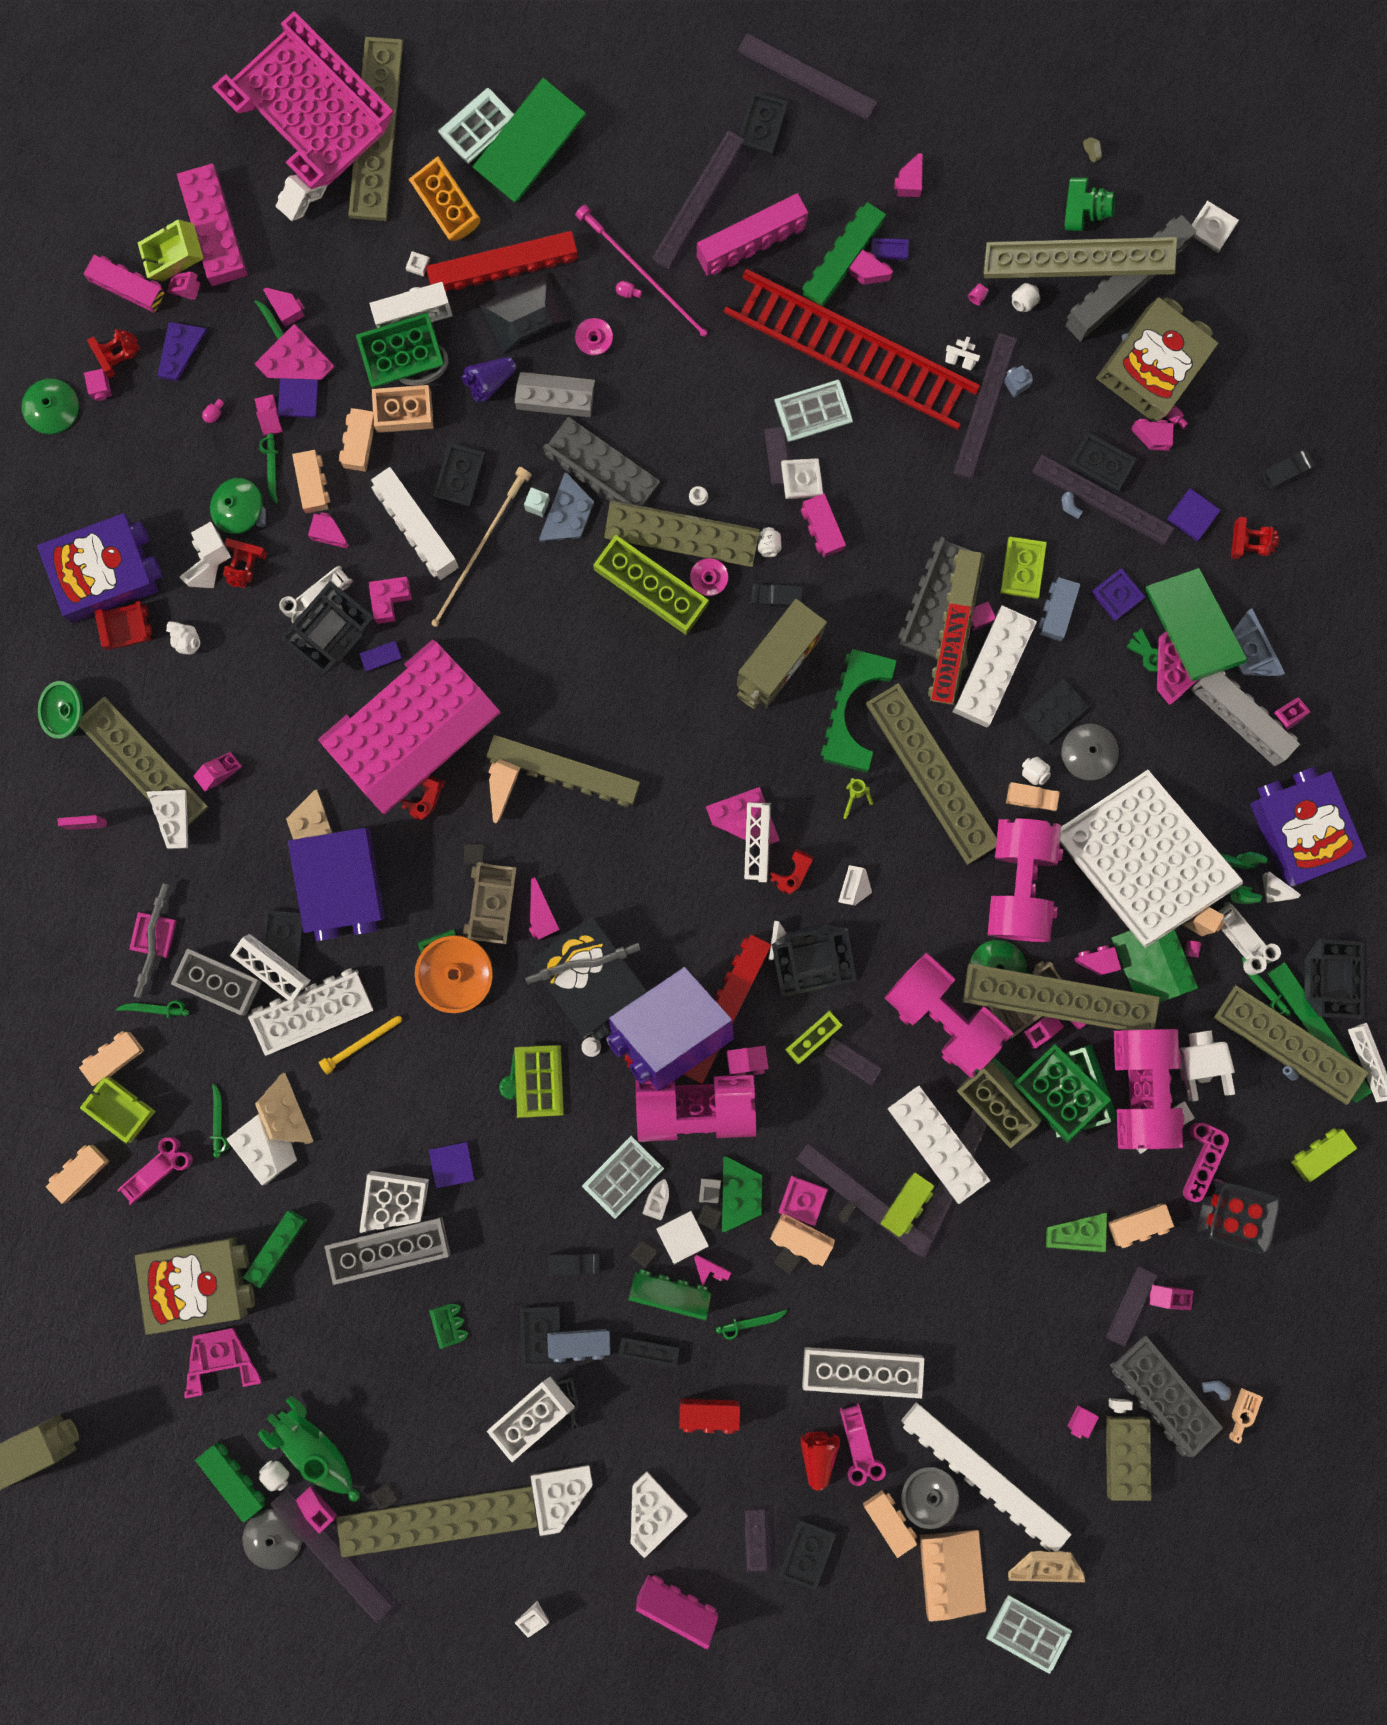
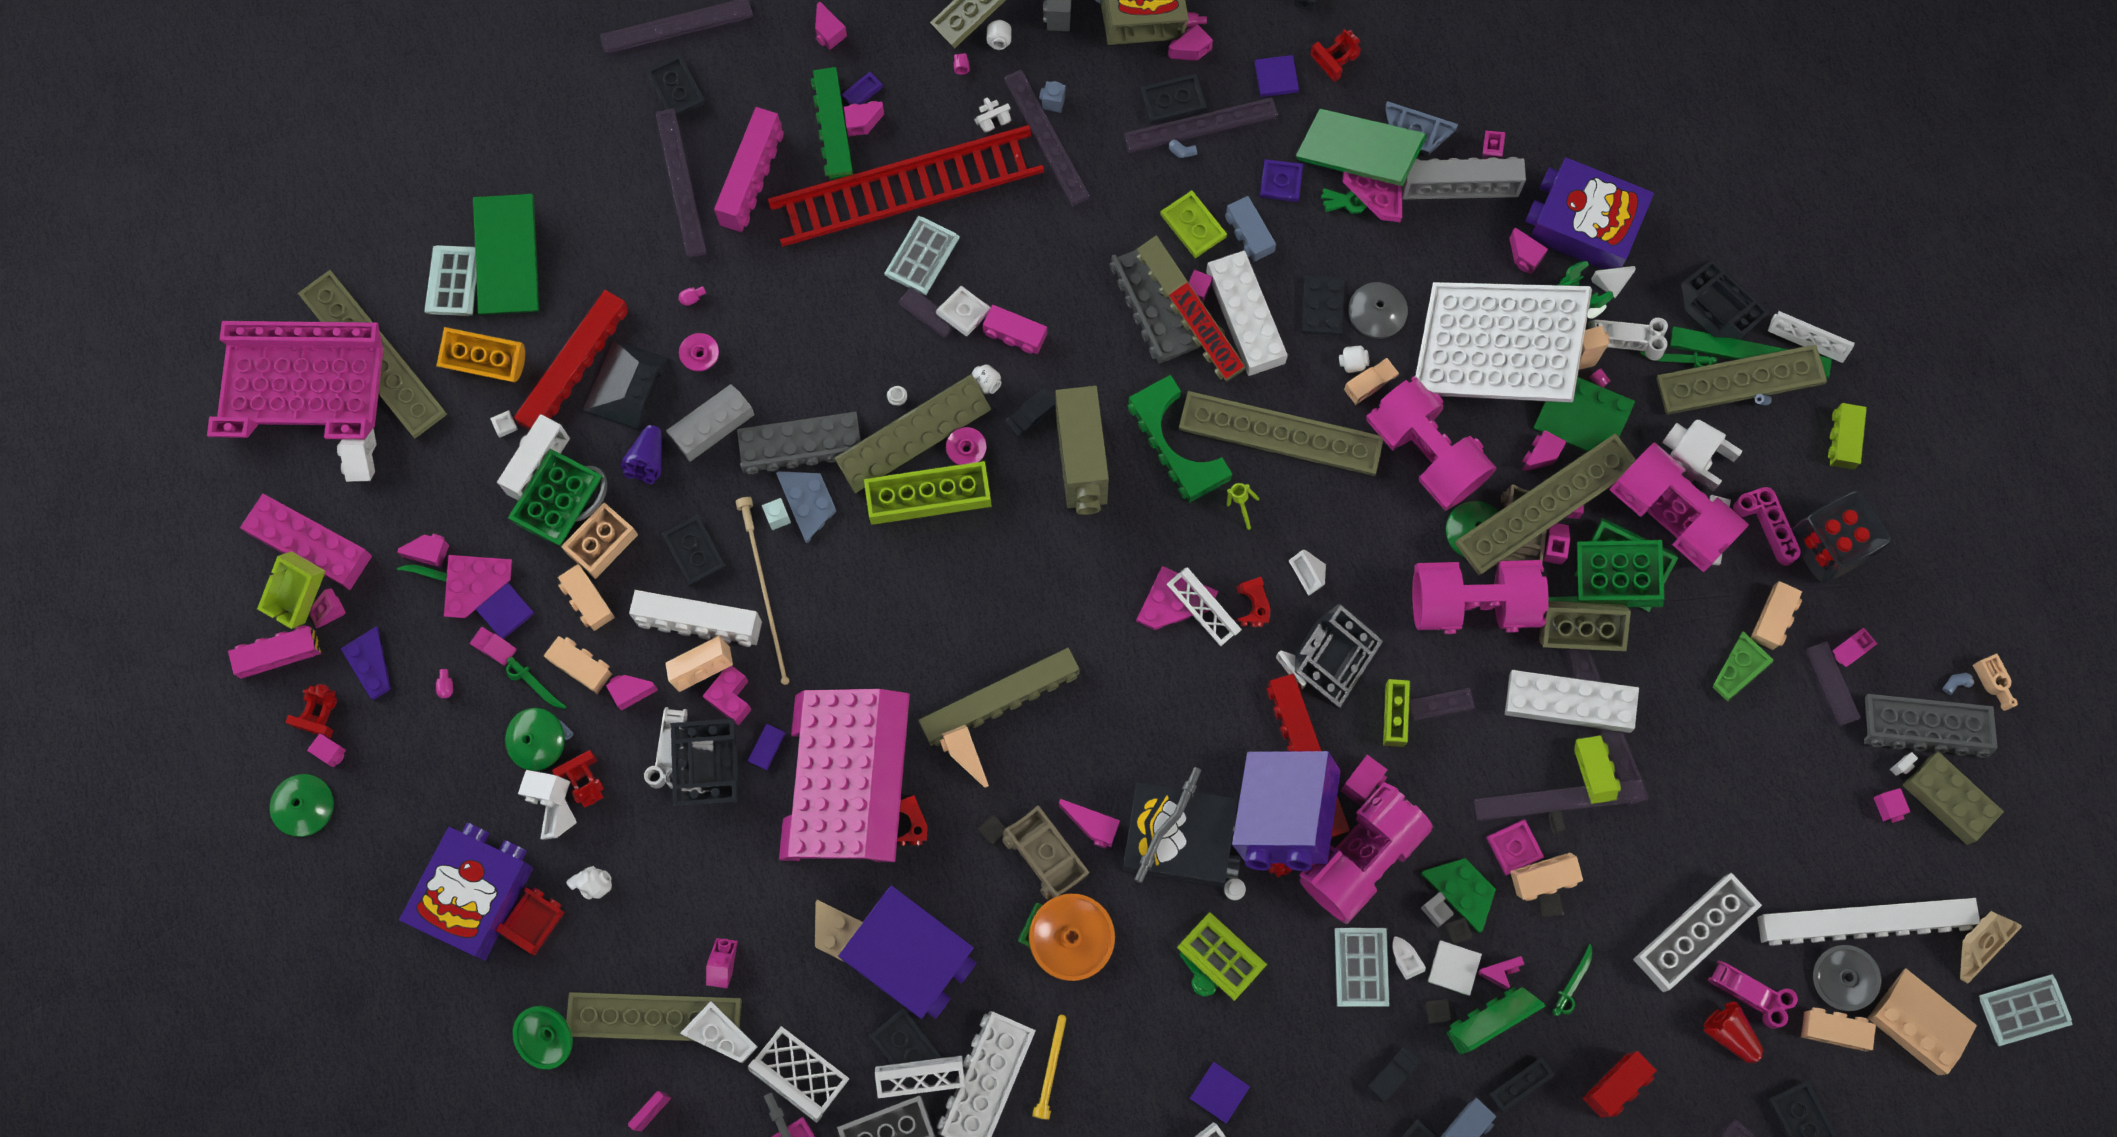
camera: 40 degrees left, 10 degrees down
(182, 895) = (785, 1088): none -> white fence
(387, 557) = (699, 663): none -> light nougat brick
(584, 214) = (601, 270): dark pink piece -> none
(1236, 811) = (1526, 251): none -> dark pink slope

